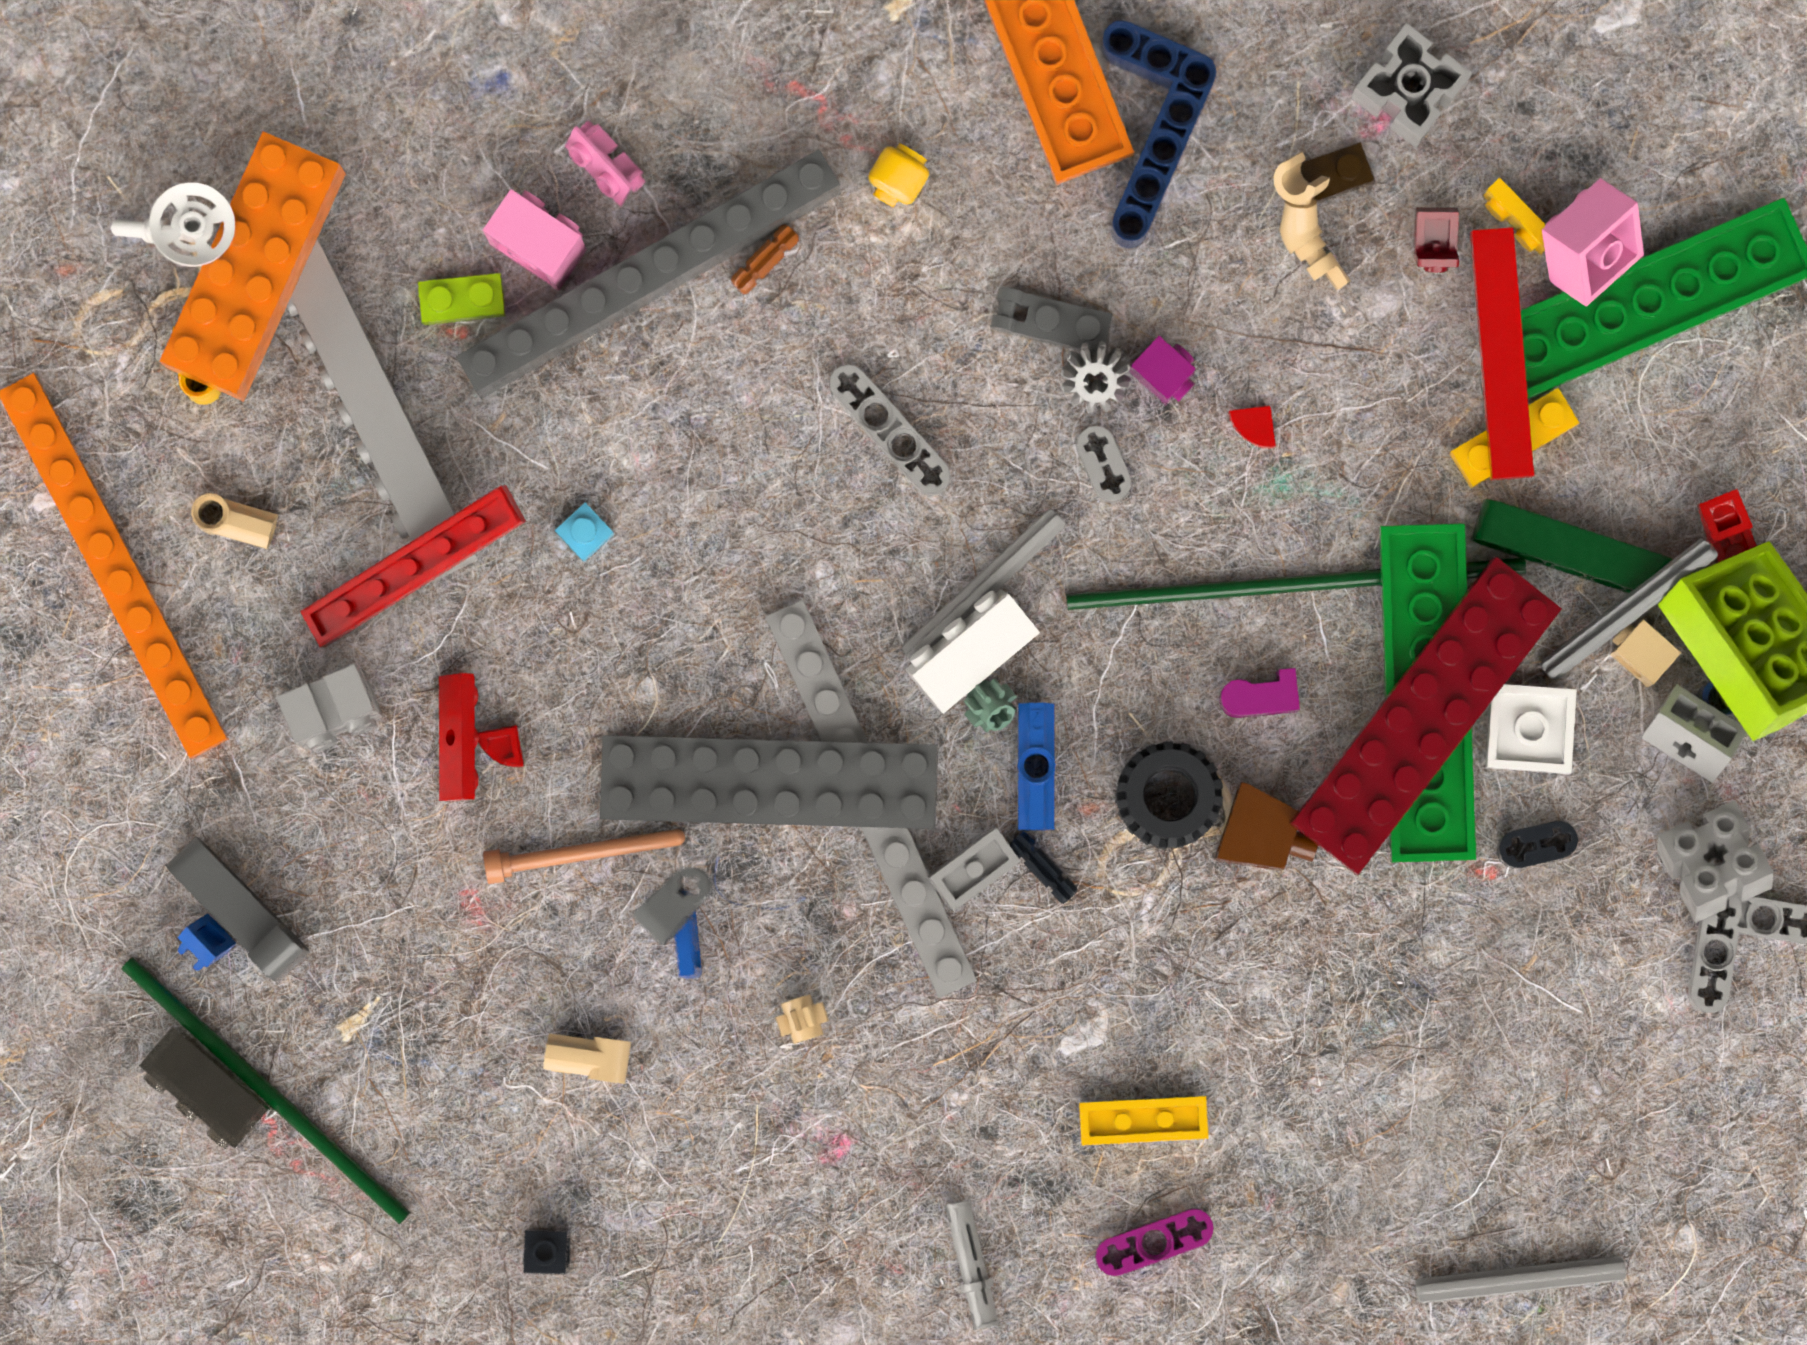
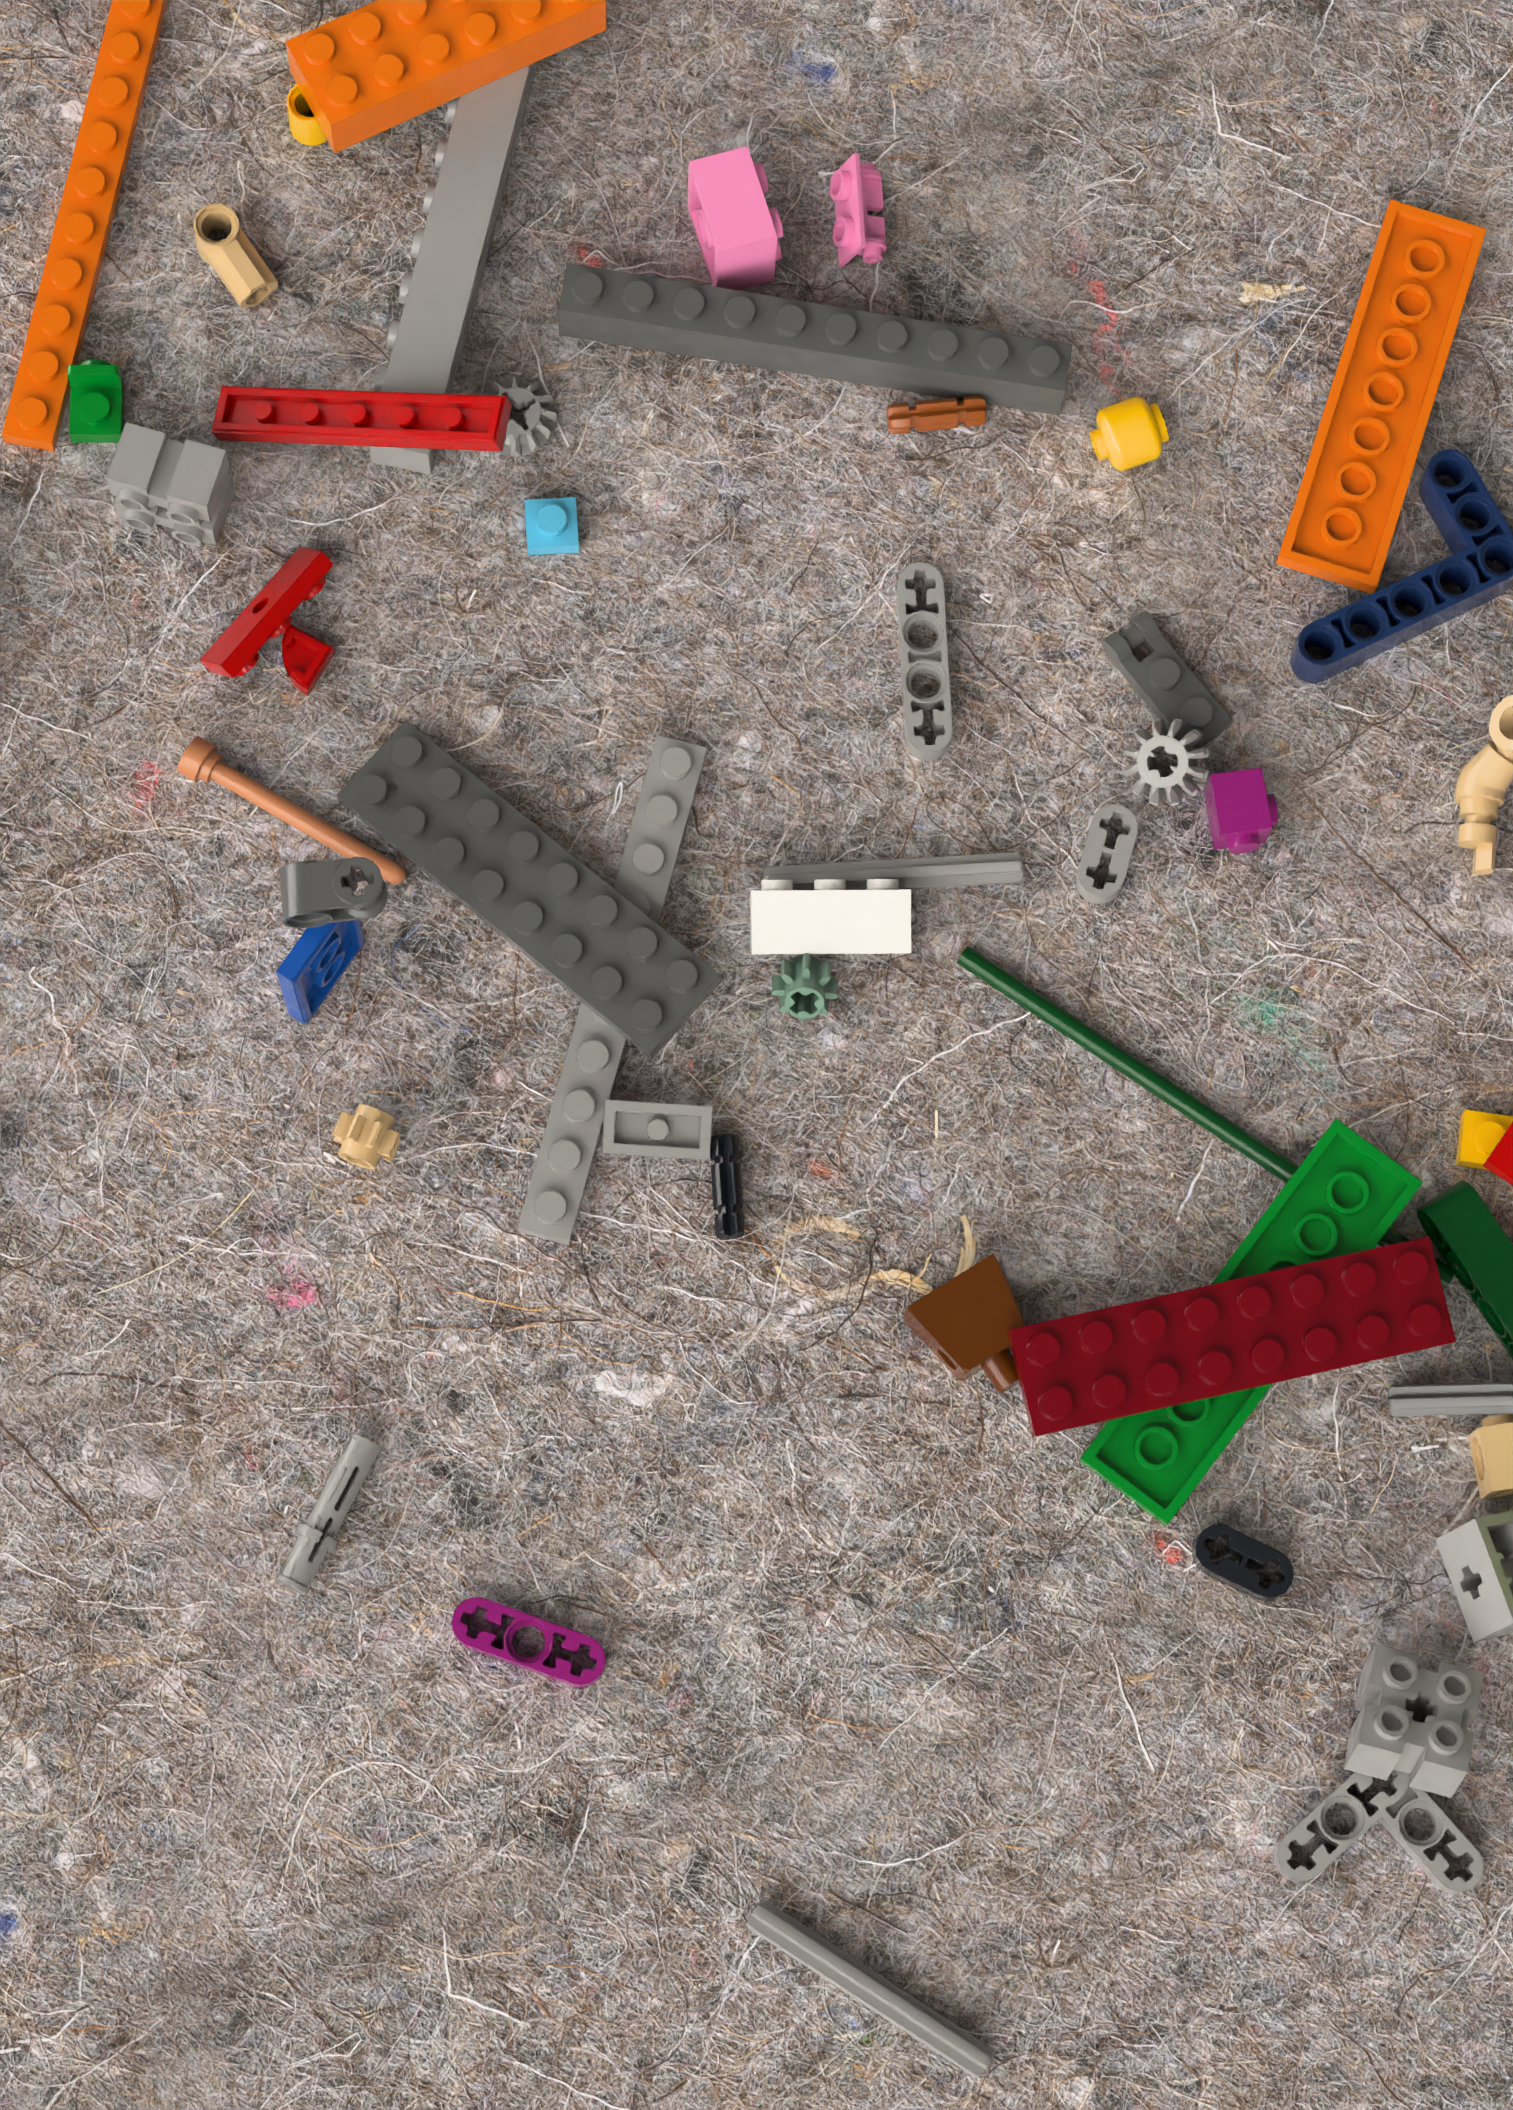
camera: 30 degrees right, 10 degrees down
(230, 688) = (96, 402): none -> green bracket
(461, 299) = (618, 230): lime plate -> none
(493, 459) = (539, 419): none -> light grey gear
(598, 1058) = (137, 1017): tan piece -> none
(1036, 738) = (779, 1106): blue piece -> none
(1143, 1120) = (619, 1511): yellow plate -> none
(1195, 768) = (913, 1168): black tyre -> none
(1246, 700) = (1078, 1195): magenta leg -> none
(1254, 425) = (1286, 934): red tile -> none
(1531, 729) = (1328, 1442): white plate -> none

